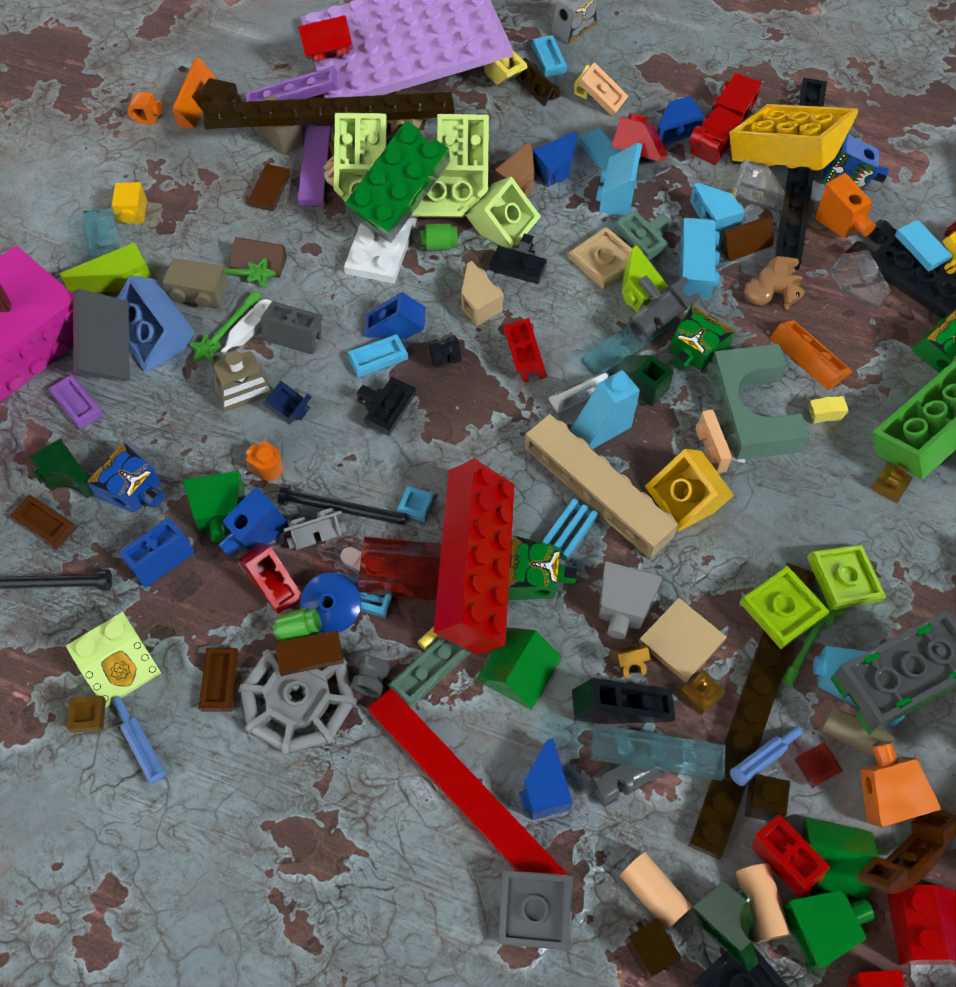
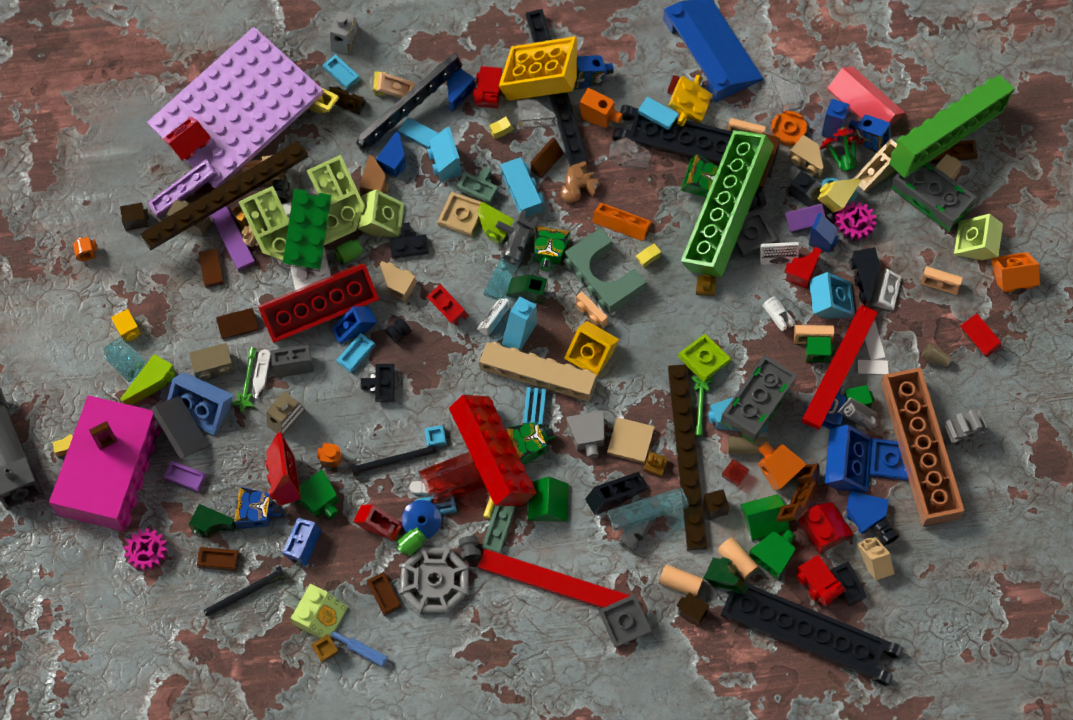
camera: 25 degrees left, 5 degrees up
(186, 449) = (282, 472): none -> red slope
(188, 102) = (113, 222): orange slope -> none
(252, 523) = (350, 489): blue torso -> none
(255, 273) = (244, 334): bright green piece -> none
(287, 403) = (321, 412): dark blue bracket -> none
(309, 653) = (429, 552): reddish brown tile -> none
(325, 524) = (380, 487): light grey hinge -> none
(362, 271) = (317, 302): none -> red brick
(546, 785) = (597, 557): blue slope -> none
(610, 107) = (409, 102): none -> black hinge
(631, 655) = (606, 464): pearl gold tile -> none
(636, 129) = (442, 115): red slope -> none
(711, 179) = (501, 128): none -> light yellow piece
(717, 206) = (516, 144): medium azure slope -> none
(738, 95) = (489, 50): red brick -> none
(763, 757) = (704, 482): medium blue axle -> none
(784, 607) = (678, 393): lime tile -> none
(790, 856) = (740, 527): red hinge -> none

